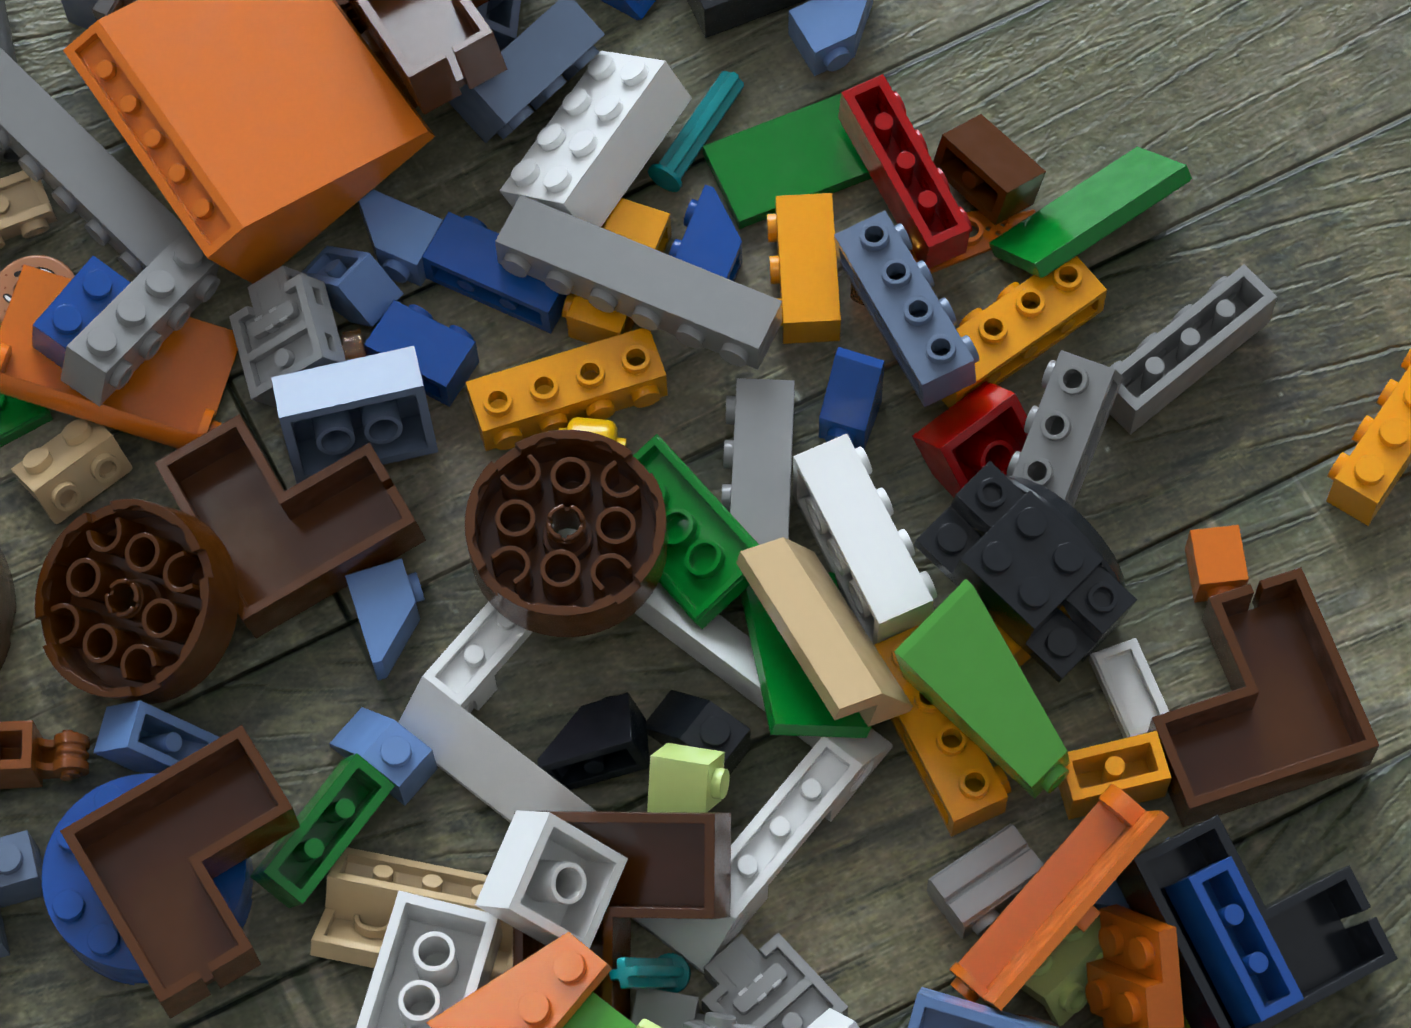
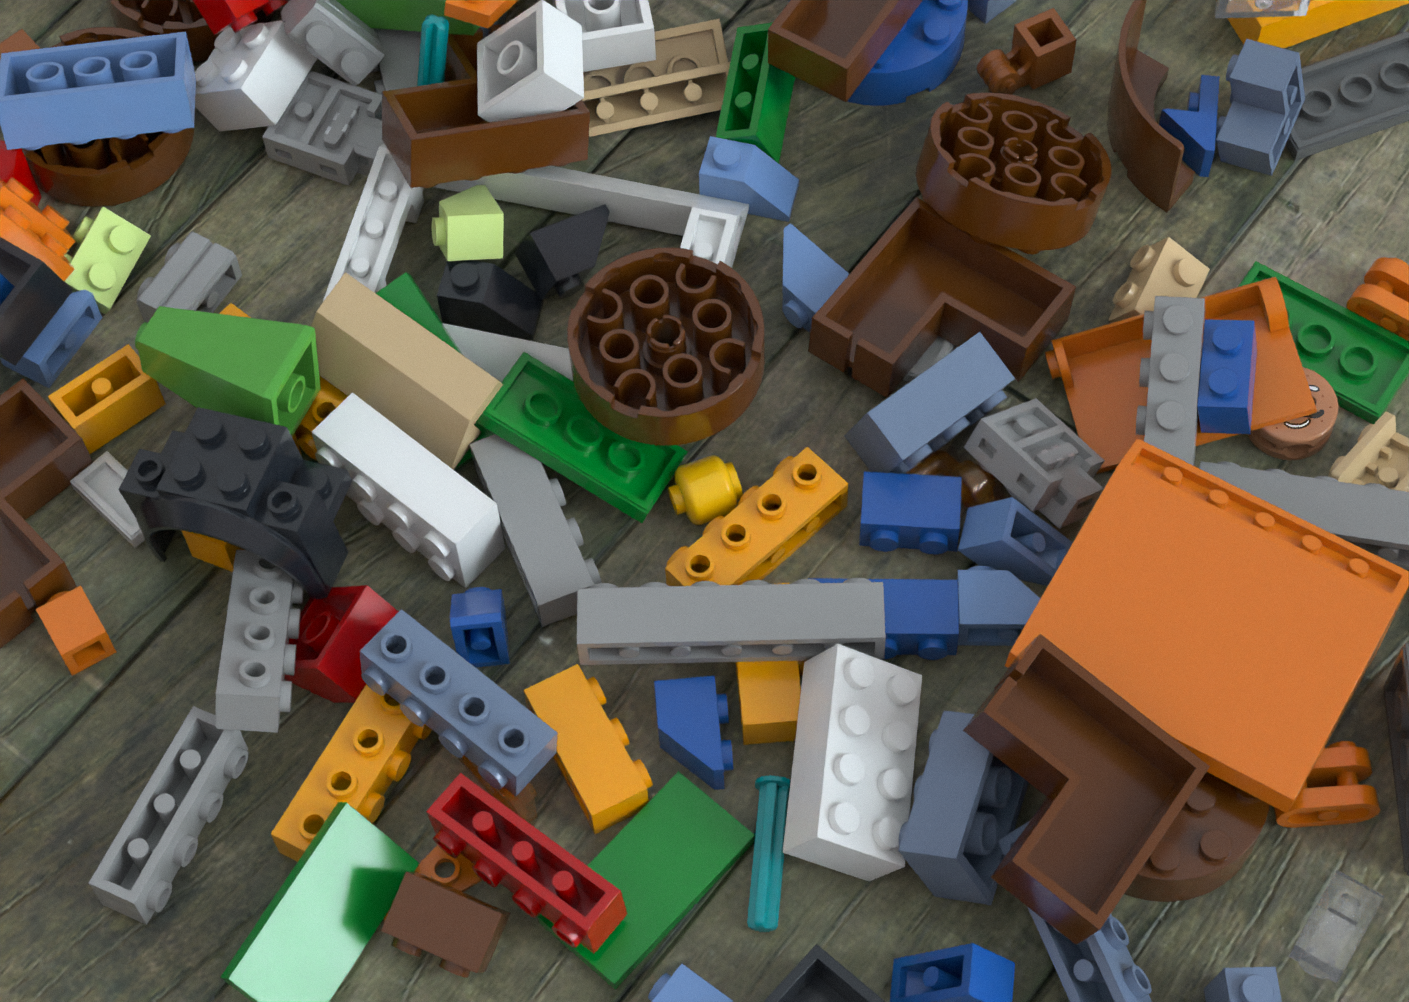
camera: 155 degrees right, 5 degrees down
(147, 737) = (911, 116): medium blue slope -> none
(1056, 899) = (98, 242): orange door -> none

